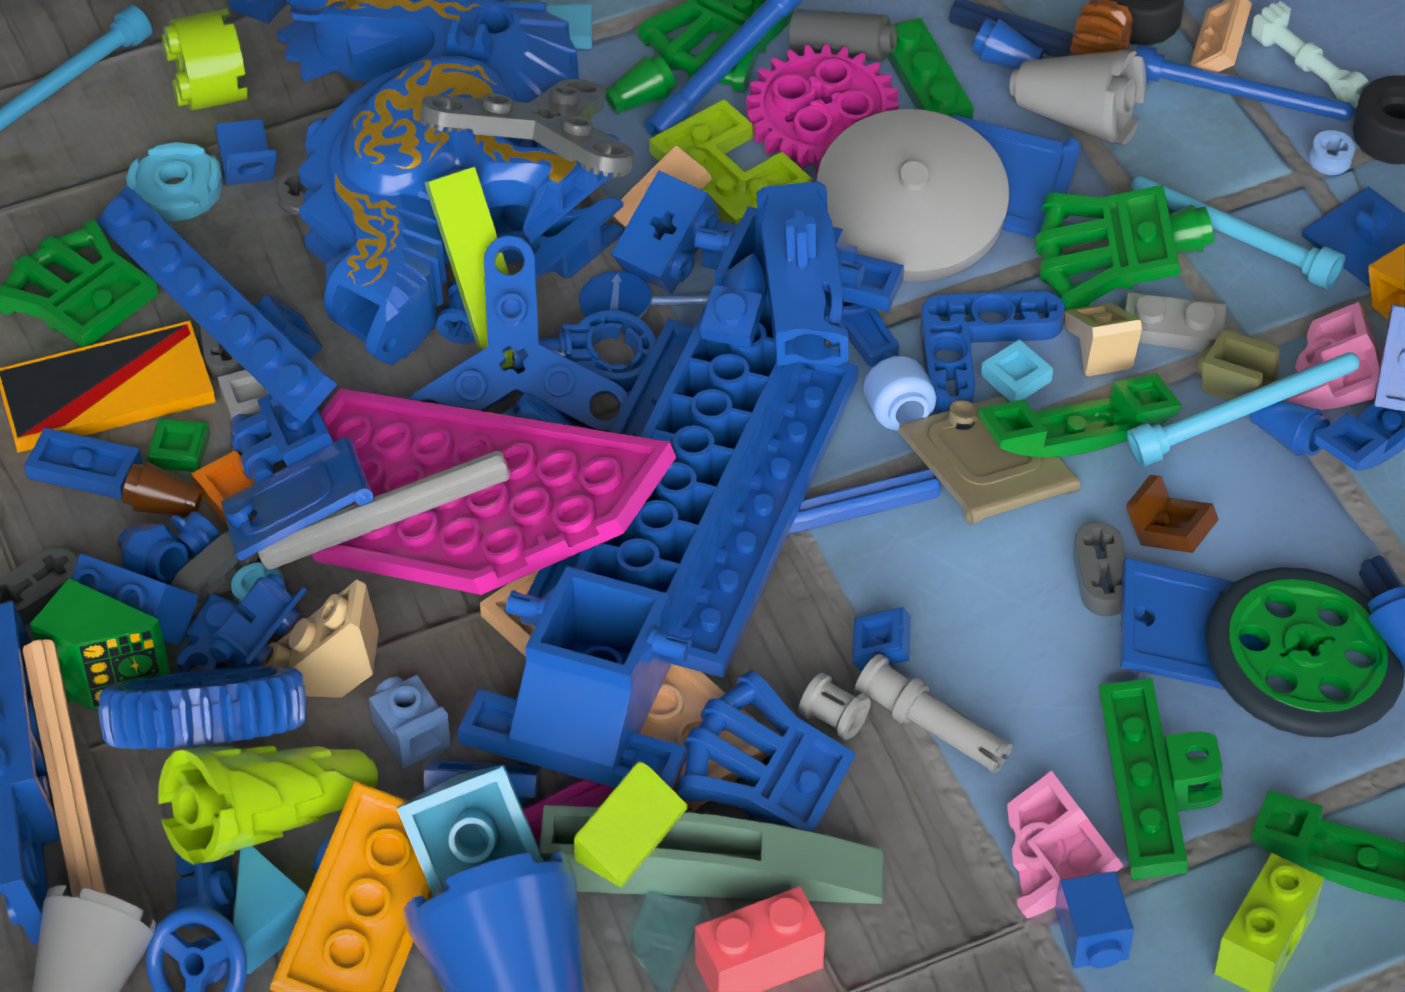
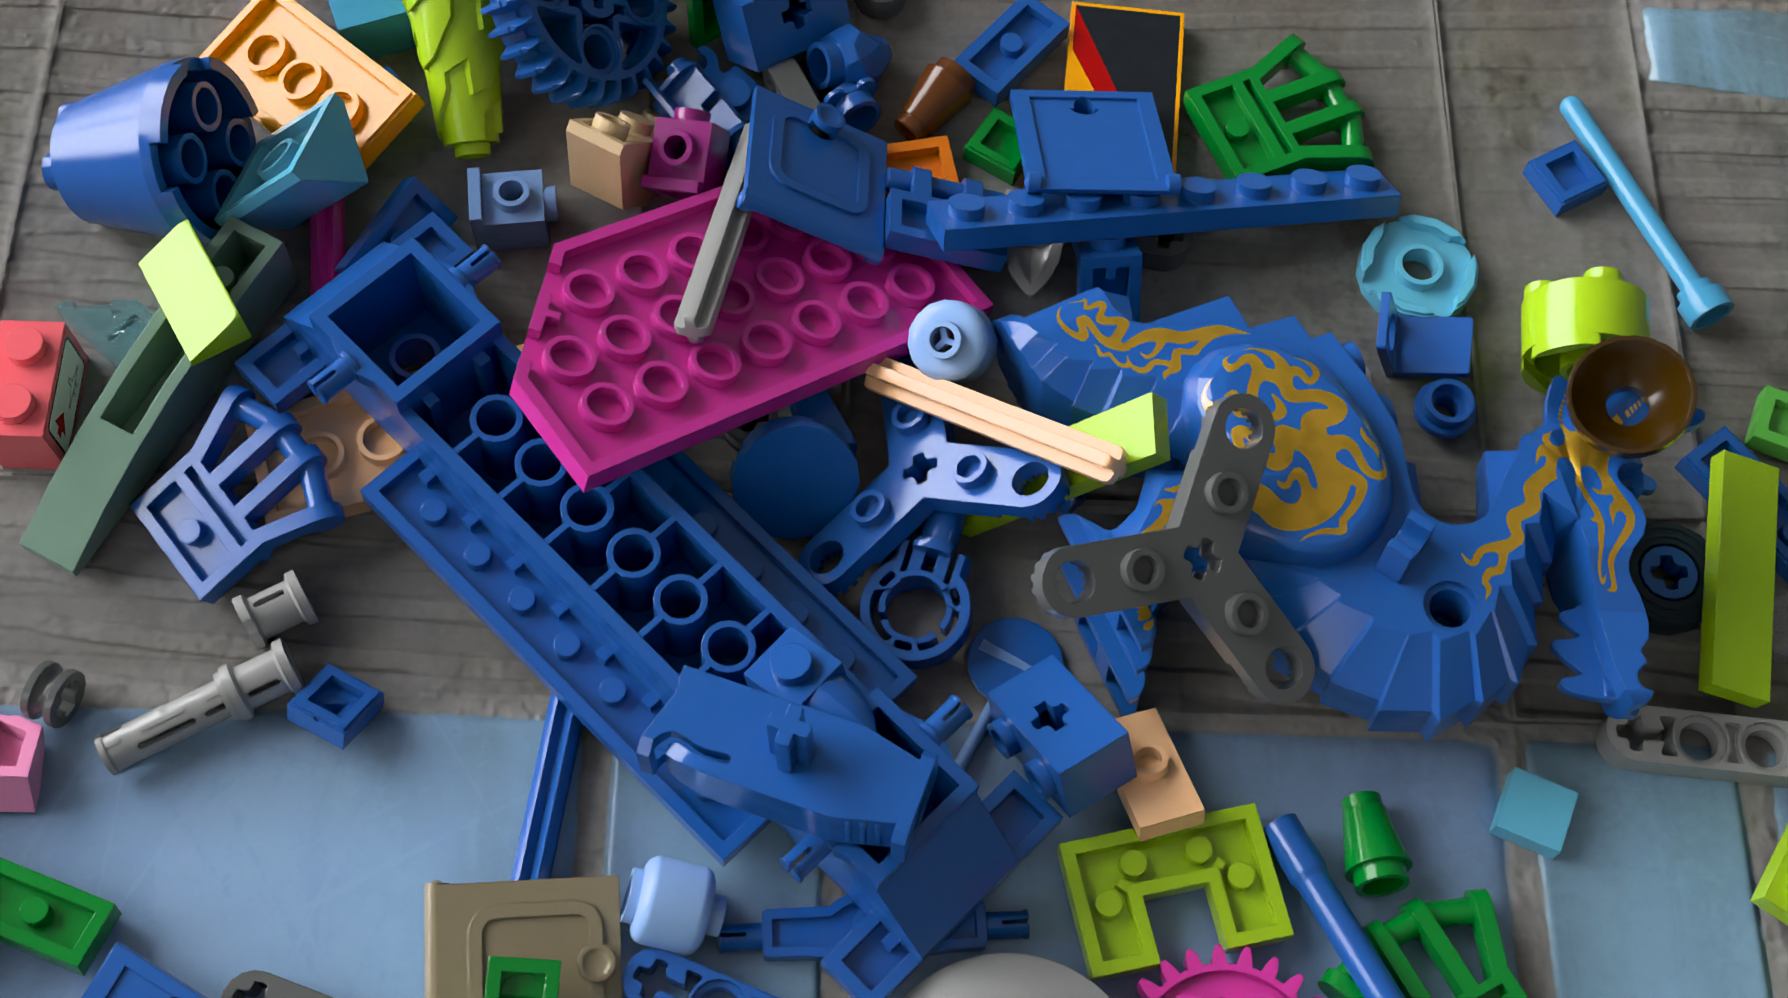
camera: 110 degrees right, 15 degrees up
(47, 124) = (1565, 178): none -> blue tile
(180, 350) = (1092, 143): none -> blue container
(288, 133) = (1448, 394): none -> blue plate
(309, 582) = (699, 167): none -> magenta brick
(408, 360) = (970, 351): none -> light blue head
(470, 296) = (999, 421): none -> light nougat axle
(981, 808) = (52, 694): none -> dark grey bush

